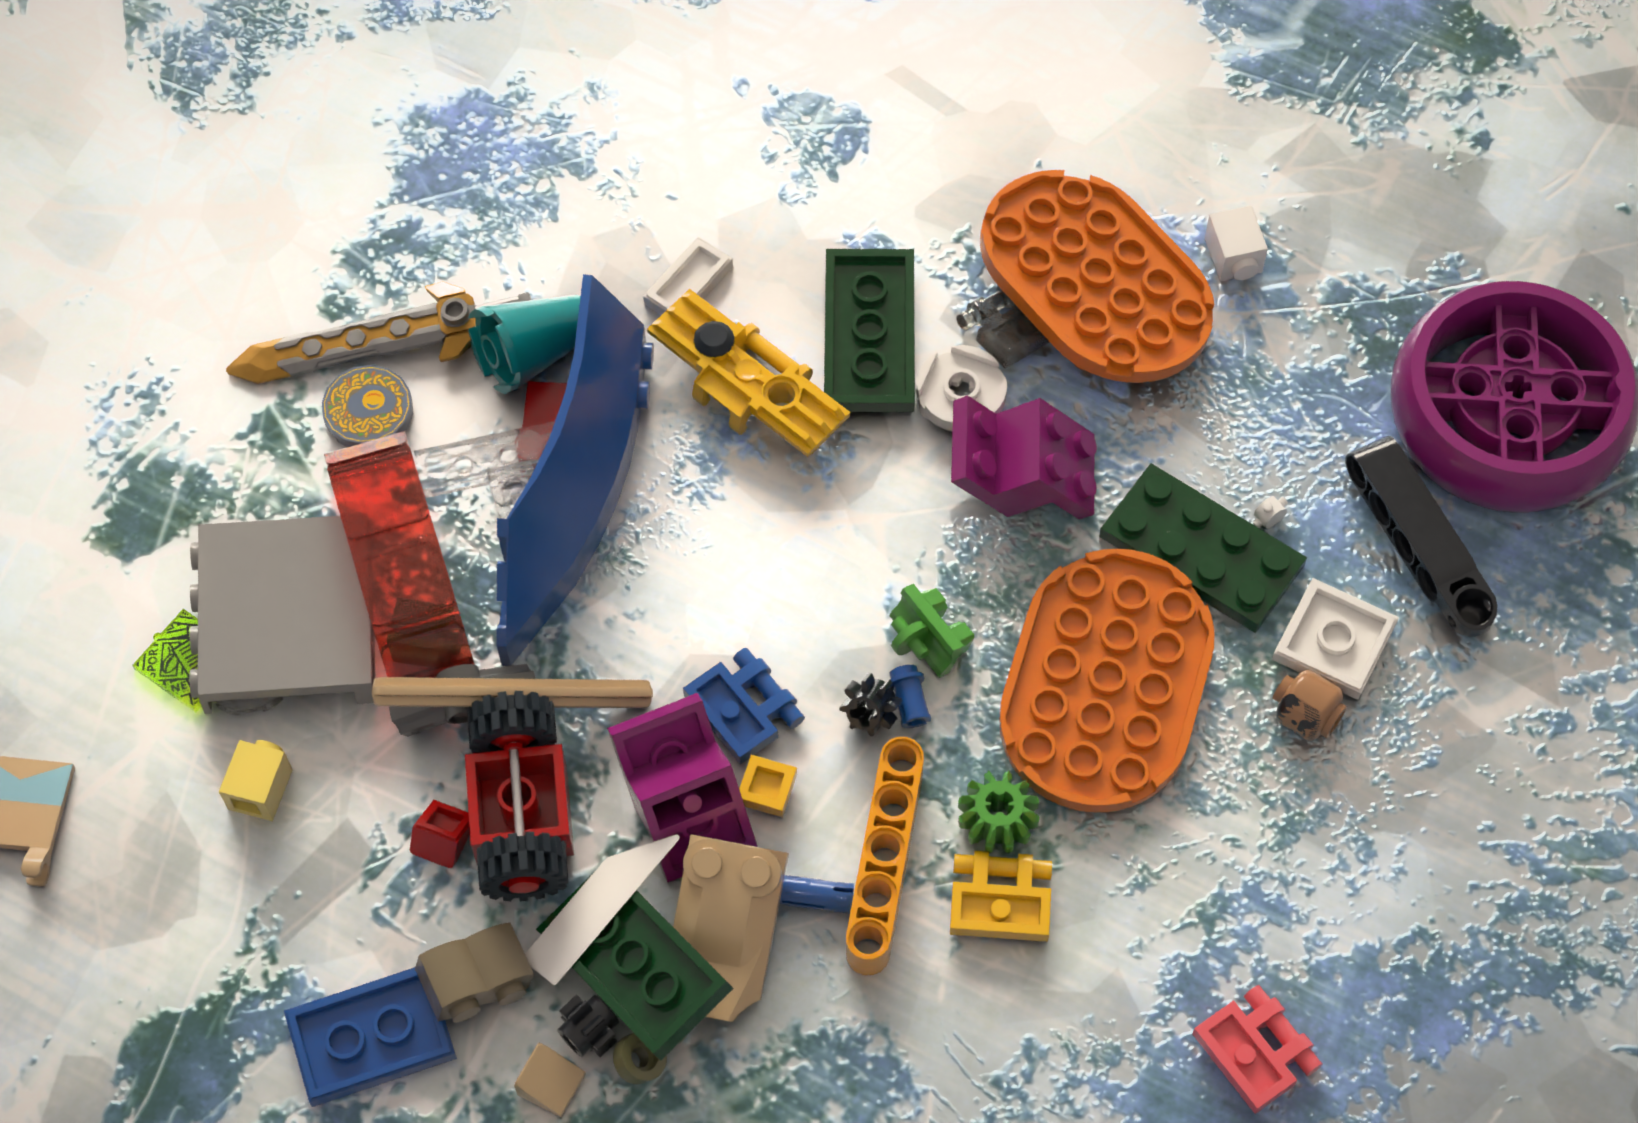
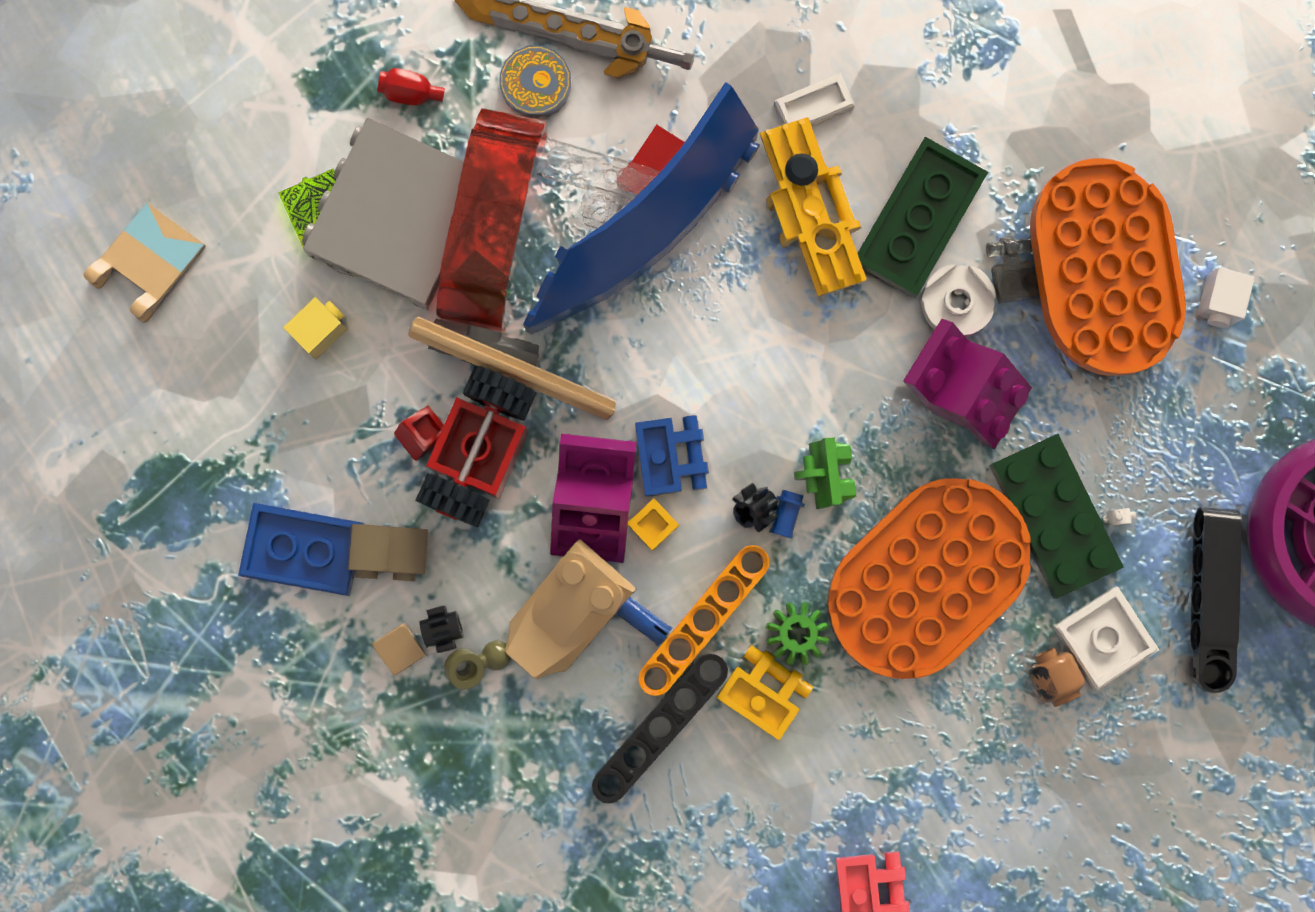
camera: 25 degrees right, 20 degrees up
(226, 482) = (408, 87): none -> red plant
(523, 338) = (671, 91): teal cone -> none
(594, 908) = (487, 551): white sticker -> none
(649, 974) = (493, 604): dark green plate -> none
(900, 1019) = (652, 745): none -> black beam

